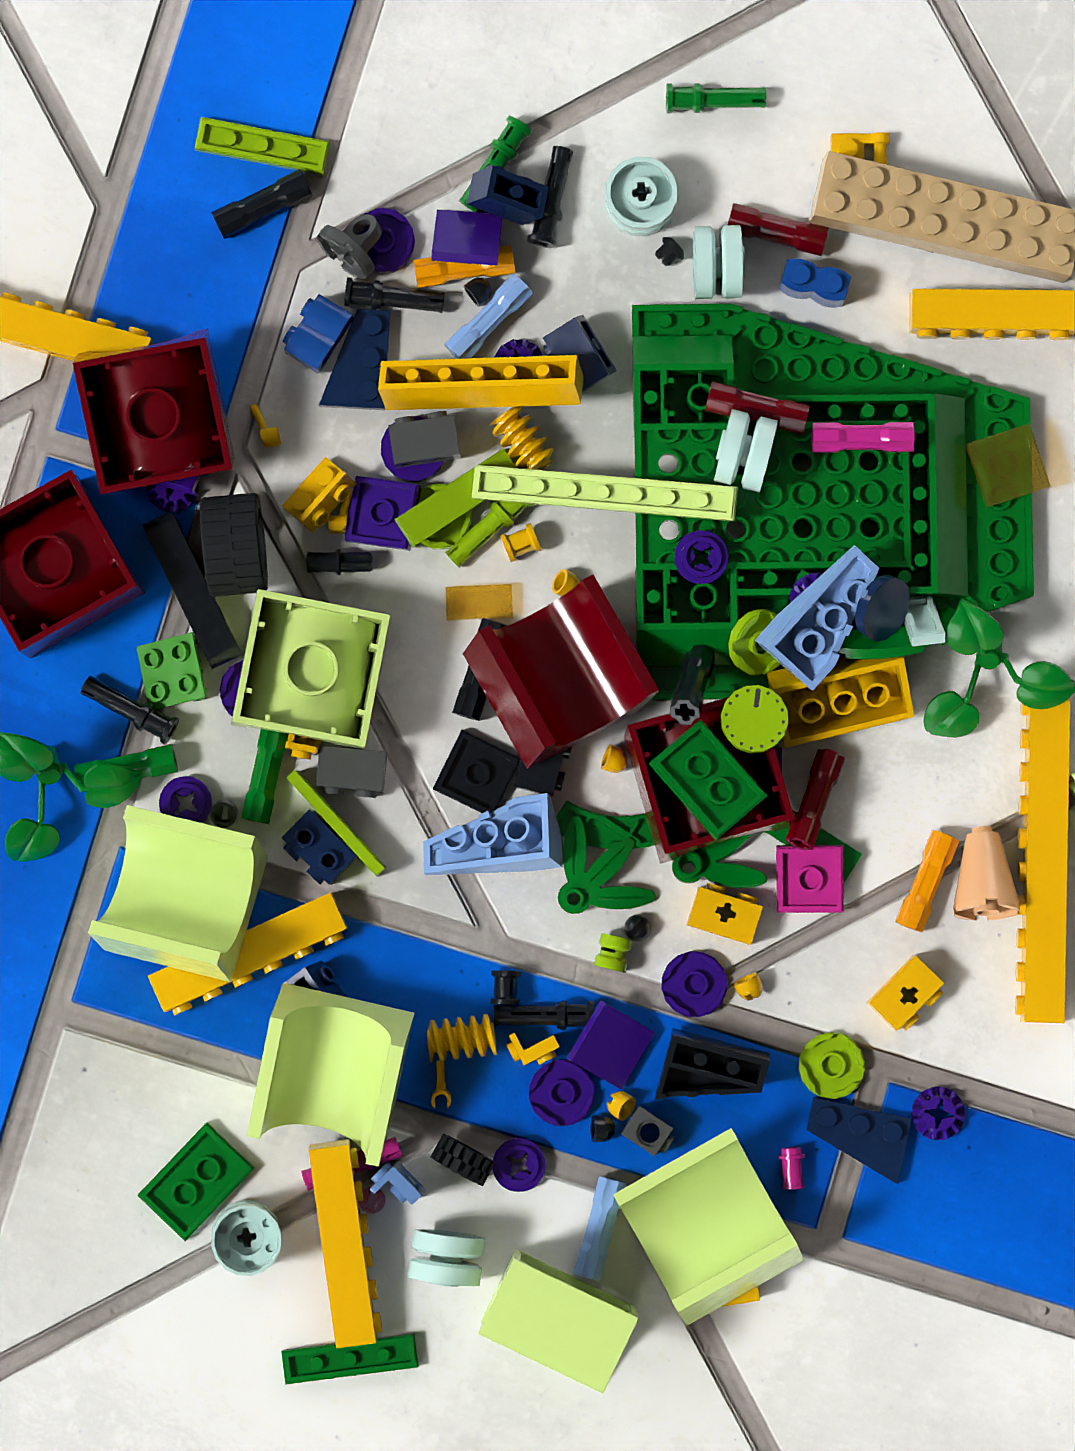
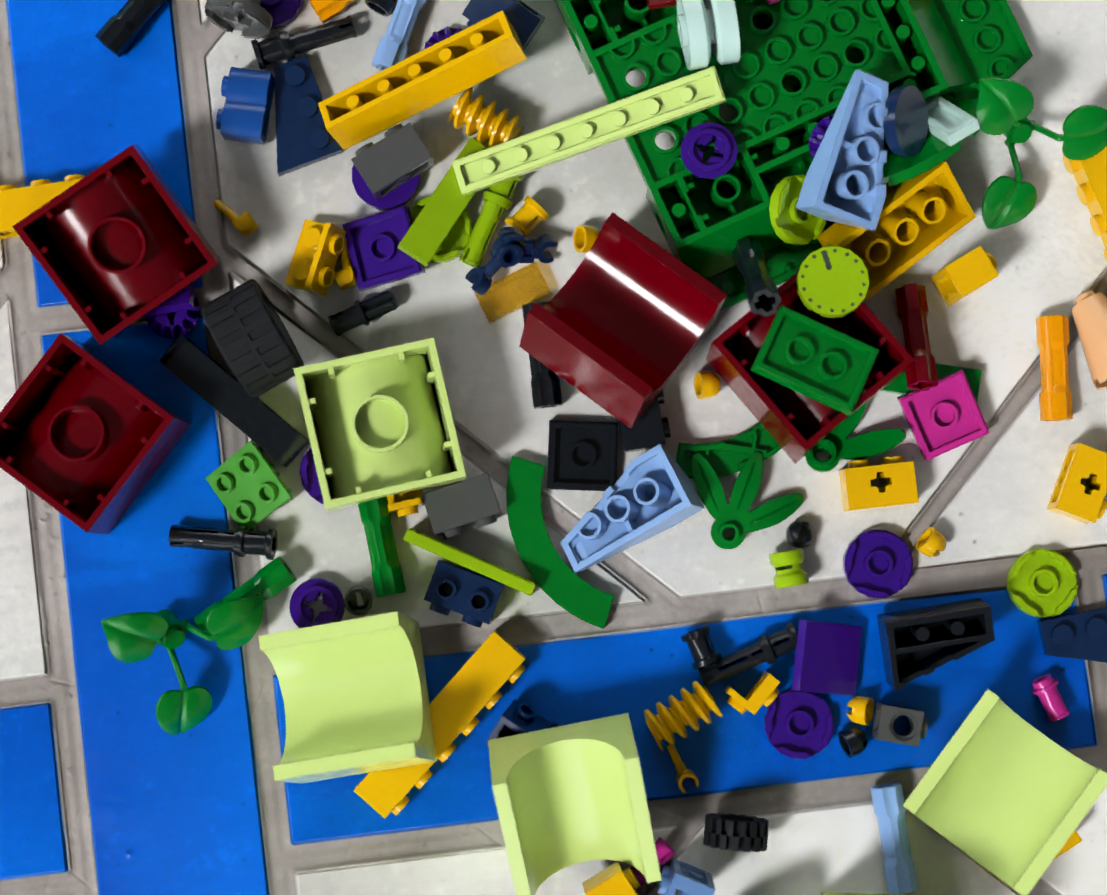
camera: 25 degrees left, 0 degrees up
(400, 840) = (538, 552): none -> green tile
(491, 565) = (508, 250): none -> dark blue piece
(521, 1181) = (802, 801): dark purple gear -> none
(882, 764) = (965, 275): none -> yellow brick

